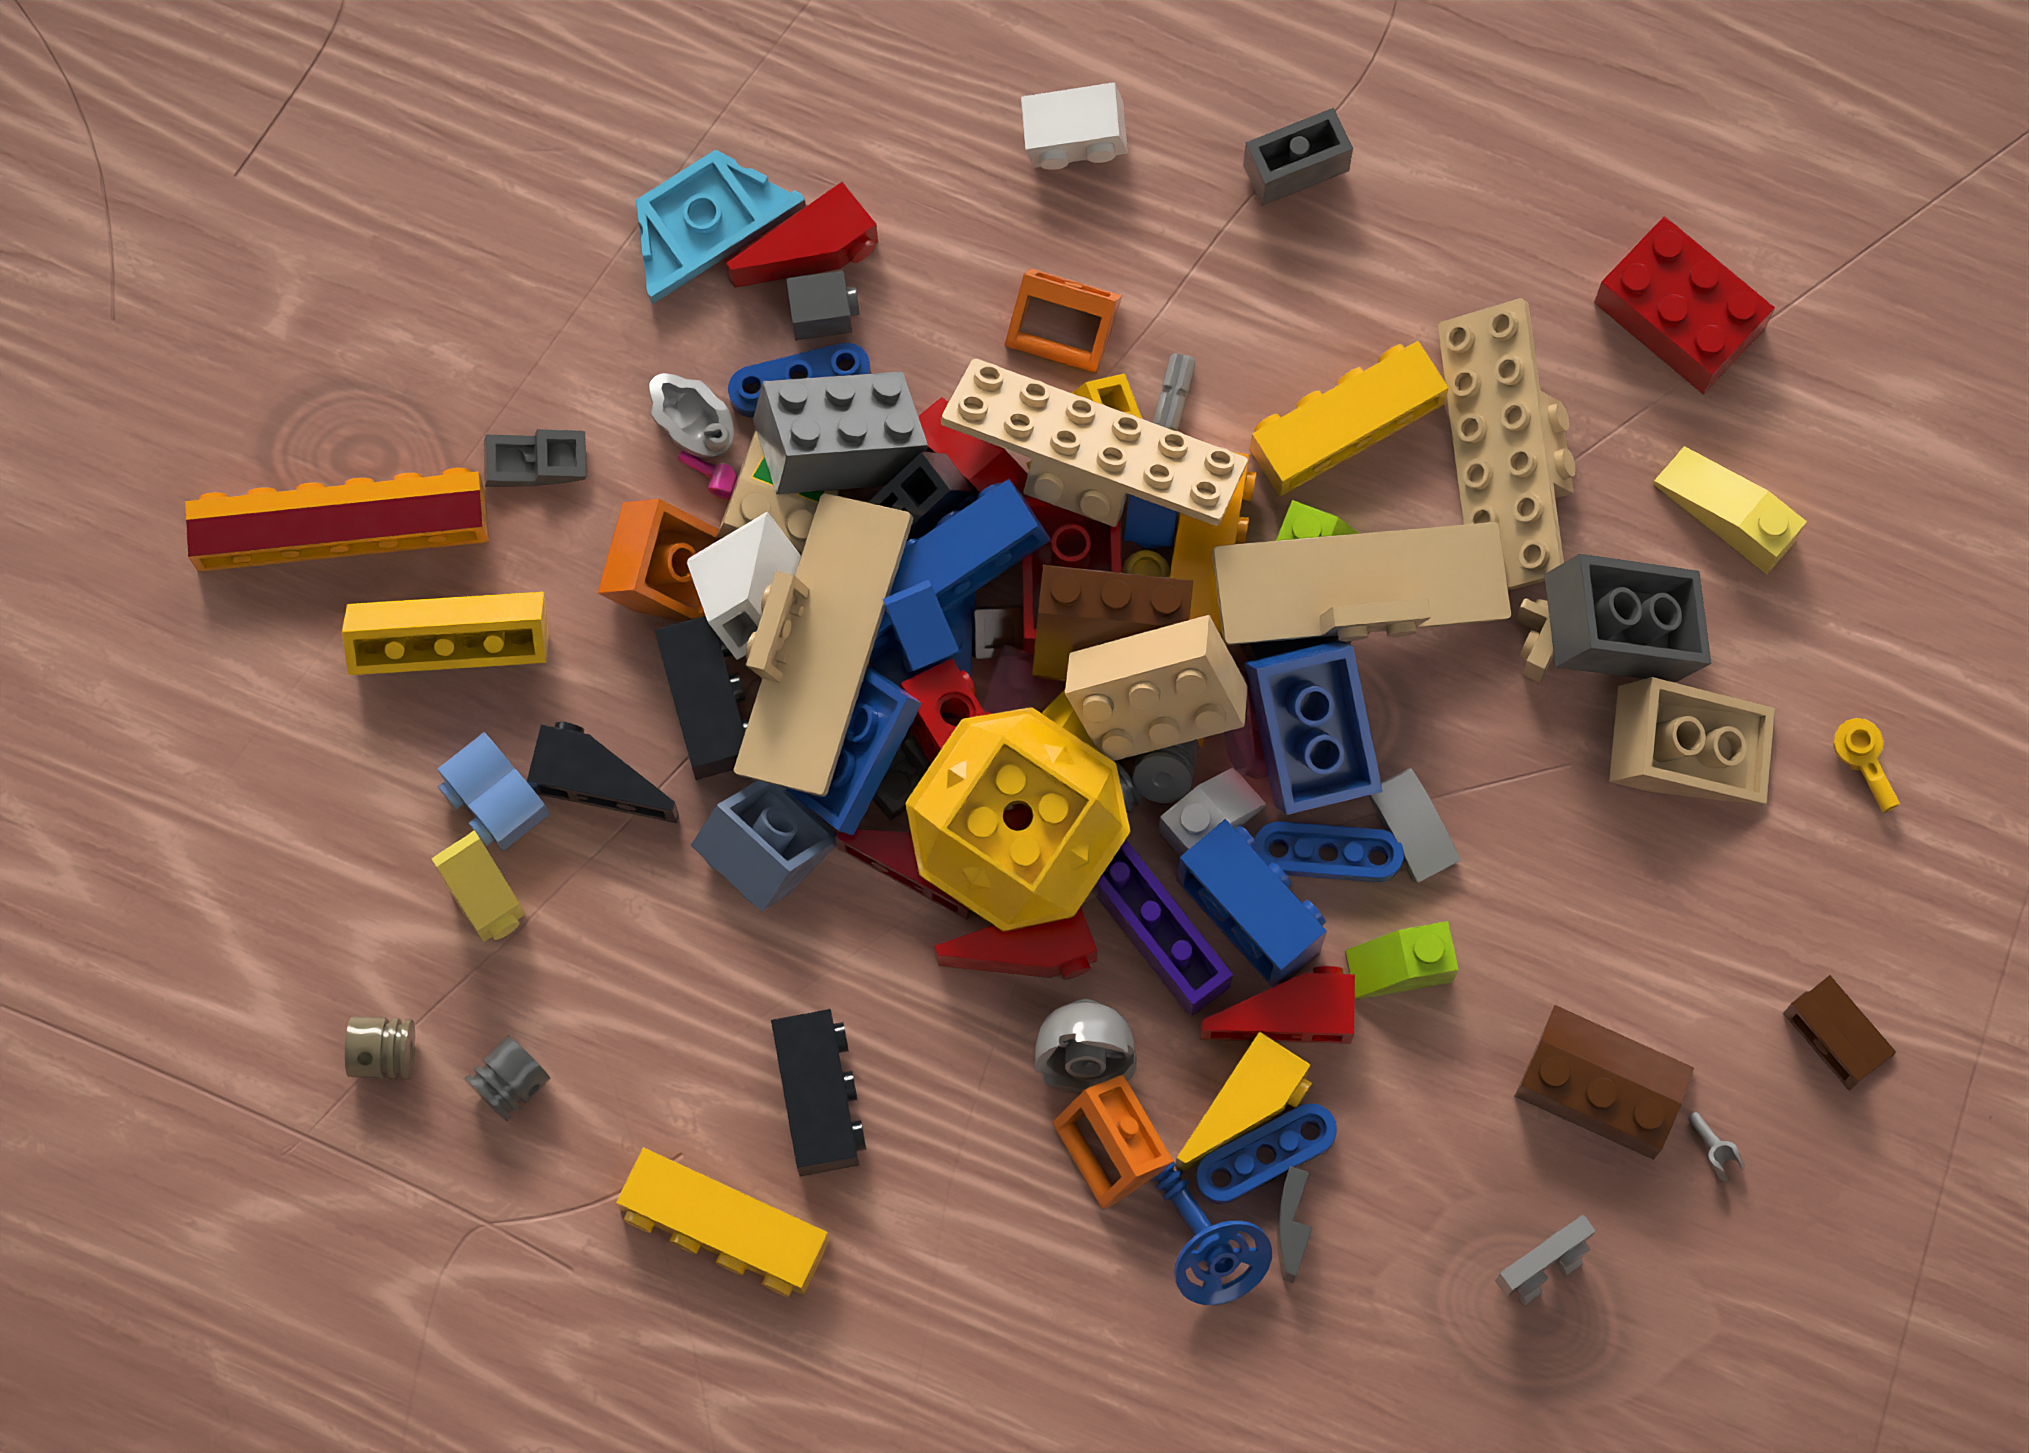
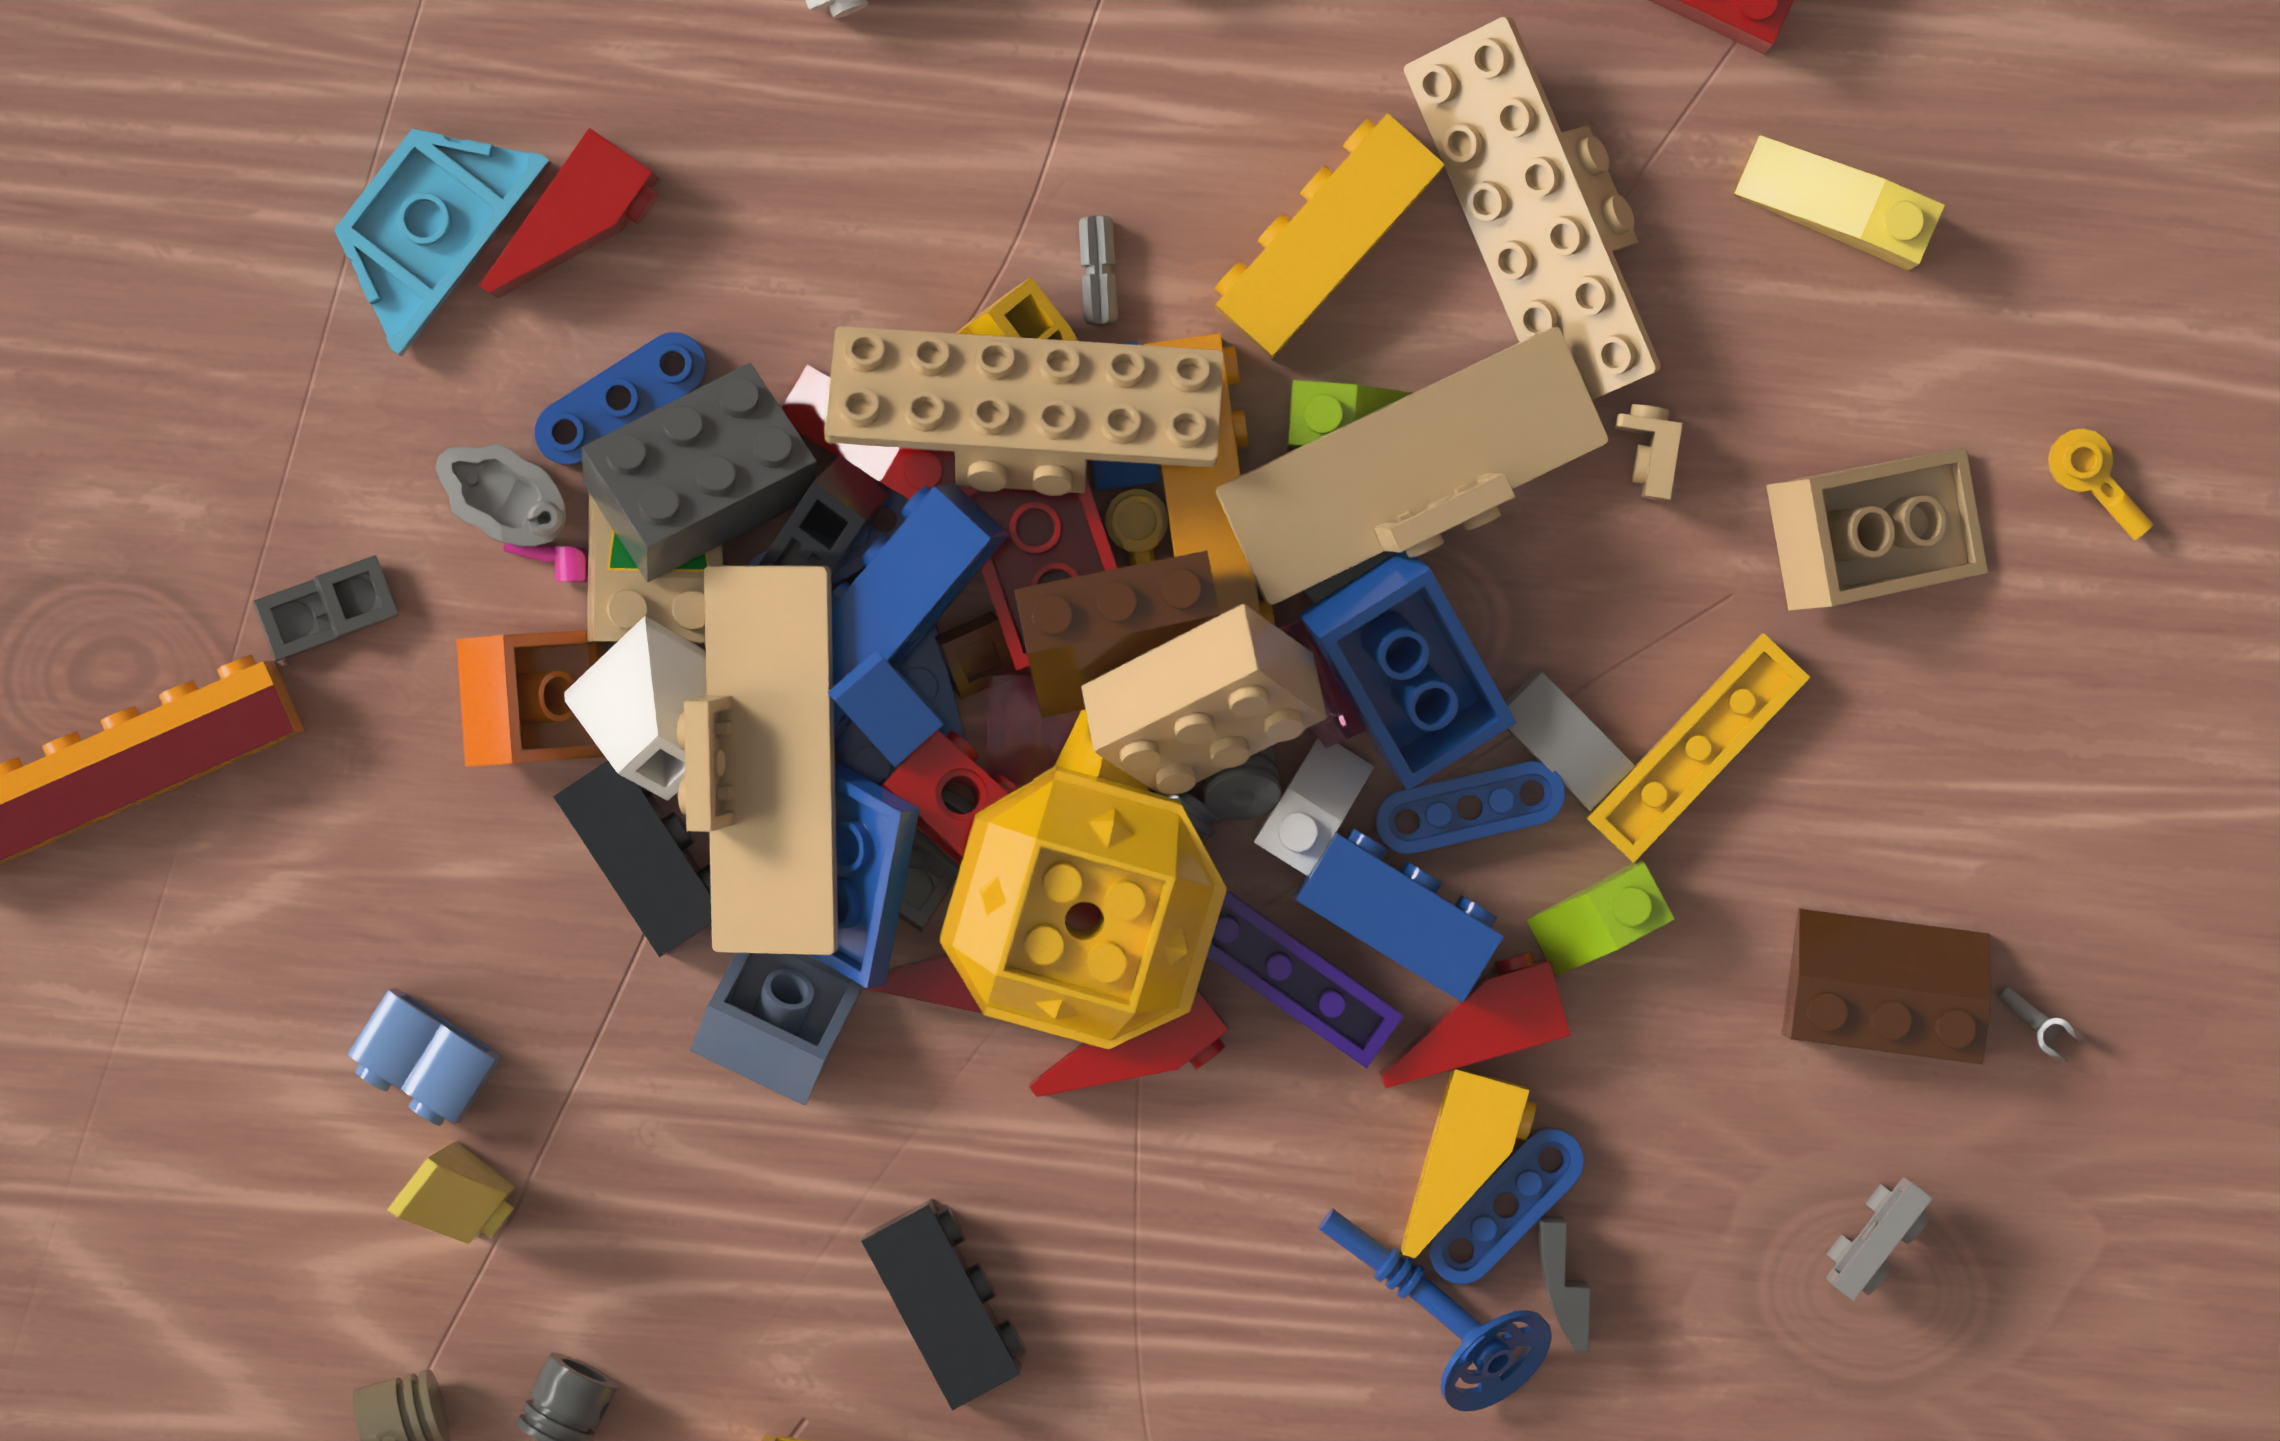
camera: 20 degrees left, 15 degrees up
(445, 633) = (296, 879): yellow brick -> none
(584, 771) = (530, 994): black slope -> none
(821, 305) = (617, 295): dark grey brick -> none
(1069, 294) = (927, 182): orange tile -> none
(1084, 1046) = (1247, 1145): light grey cylinder -> none
(1124, 1134) = (1328, 1244): orange tile -> none
(1512, 860) = (1697, 747): none -> yellow plate
(1627, 618) = (1756, 406): dark grey brick -> none
(1839, 1032) = (2154, 834): reddish brown panel -> none

